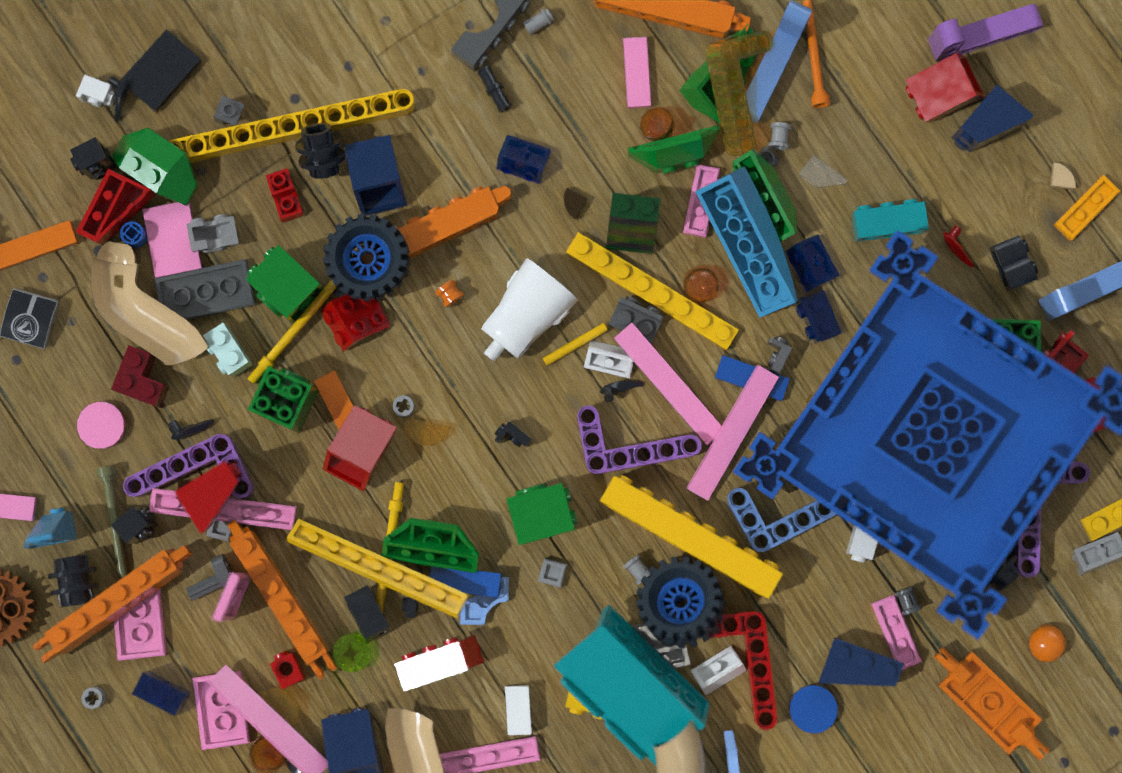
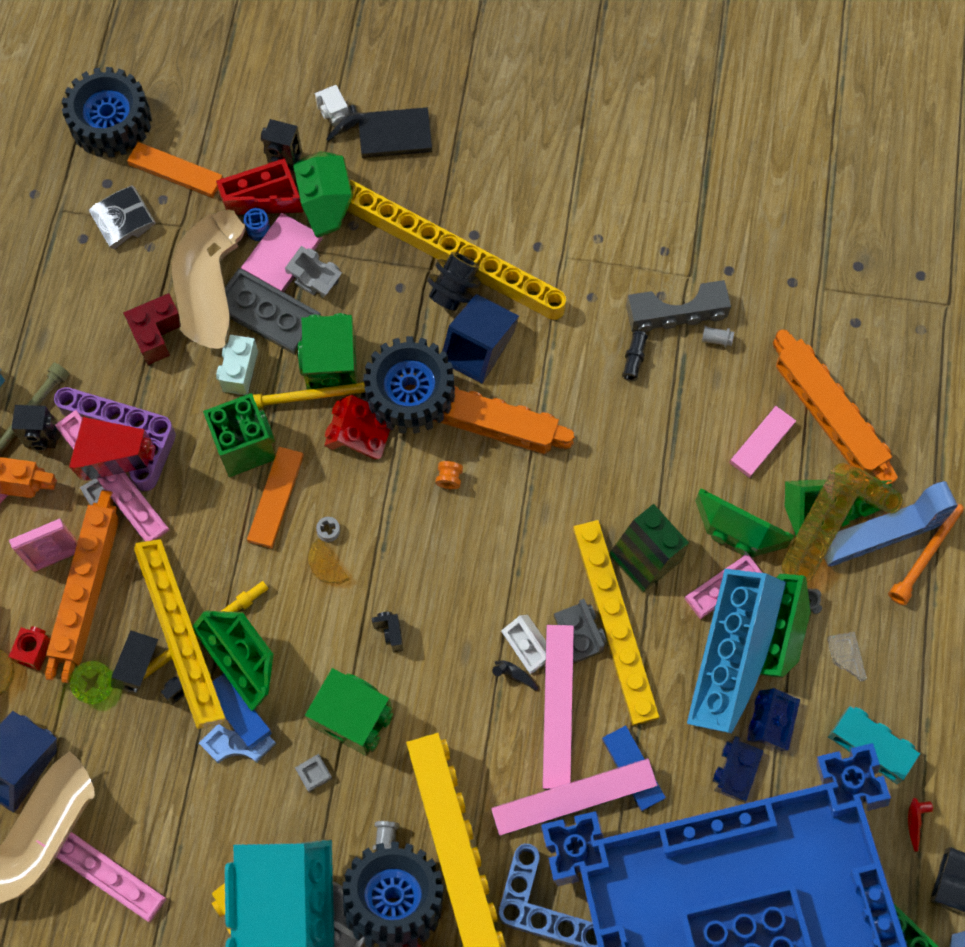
camera: 40 degrees right, 15 degrees down
(101, 425) = (91, 337): bright pink tile -> none
(188, 431) = (150, 399): black bar -> none
(222, 573) = (68, 517): dark grey piece -> none
(228, 111) = (413, 196): flat silver bracket -> none
(284, 195) = (396, 295): red slope -> none
(359, 447) = (259, 524): slope -> none
(438, 662) = (151, 756): wedge -> none
(518, 710) = (173, 861): white slope -> none
(523, 159) = (607, 426): clear blue bracket -> none
(526, 310) = (496, 541): white torso -> none
(573, 202) = (616, 495): dark brown tile -> none
(574, 344) = (511, 605): yellow bar -> none
(629, 451) = (474, 732): medium lavender beam -> none
(657, 124) = (743, 492): clear orange hair -> none
(700, 284) = (661, 651): clear orange hair -> none
(778, 359) = (670, 772): flat silver bracket -> none
(779, 136) = (838, 591): light grey bush -> none

